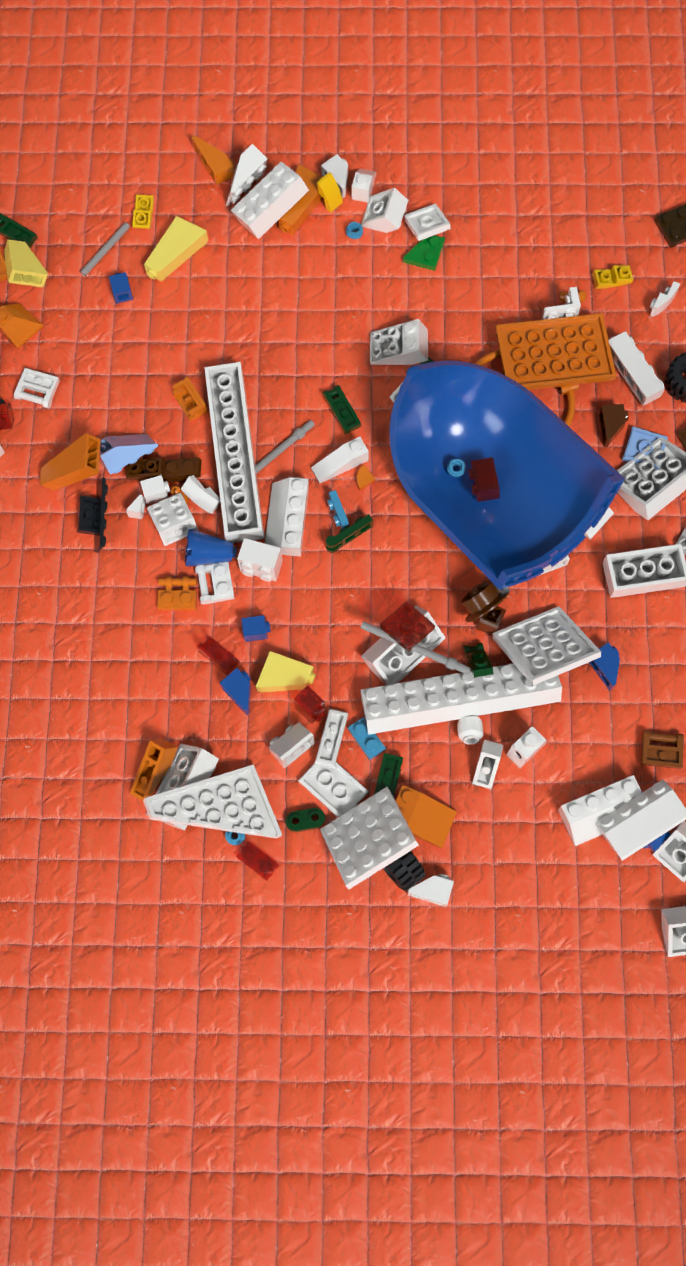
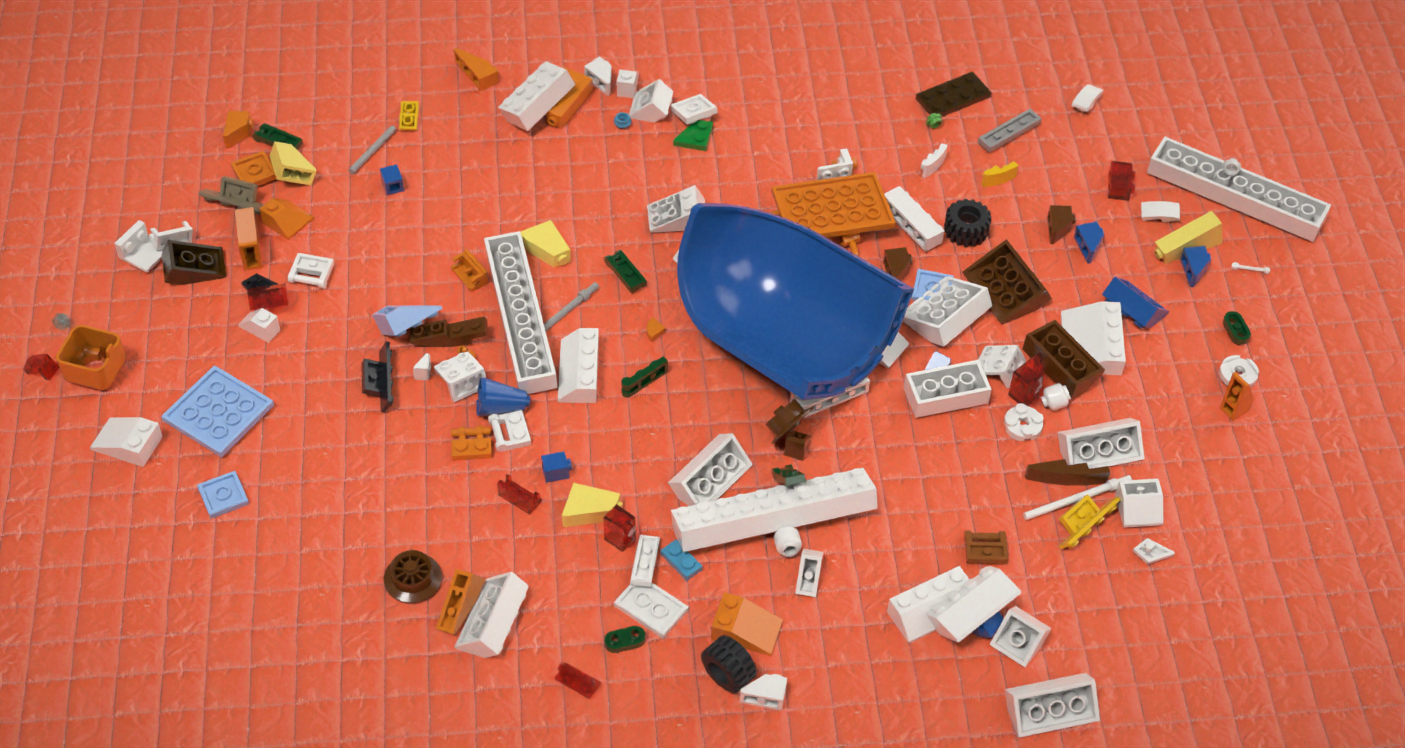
camera: 10 degrees left, 20 degrees down
(72, 464) = (355, 328): orange slope -> none
(112, 737) = (412, 577): none -> reddish brown piece
(155, 489) = (440, 349): white brick -> none
(174, 248) = (444, 143): light yellow slope -> none
(199, 495) = (488, 352): white slope -> none
(222, 802) = (537, 621): white wing -> none
(238, 689) = (542, 522): blue slope -> none
(241, 837) = (552, 663): dark azure plate -> none
(248, 169) = (513, 73): white slope -> none
(260, 560) = (555, 402): white brick -> none
(266, 373) = (546, 244): none -> light yellow slope
(291, 744) = (604, 568): white slope -> none
(330, 192) = (594, 84): yellow slope -> none
(334, 504) = (632, 359): dark azure plate -> none
(341, 460) = (631, 313): white slope -> none
(368, 837) = (694, 639): white plate -> none
(389, 773) = (707, 595): dark green plate -> none
(407, 626) = (713, 444): clear red plate -> none
(451, 663) = (761, 476): light grey bar -> none
(456, 462) = (746, 307): dark azure plate -> none
(484, 479) = (776, 318): clear red brick -> none
(526, 746) = (851, 547): white torso -> none
(546, 645) = (856, 456): white plate -> none
(607, 665) = (917, 473): blue slope -> none
(617, 276) = (885, 145): yellow slope -> none
(639, 540) = (938, 360): none -> slope
(670, 250) = (934, 120): none -> bright green plate

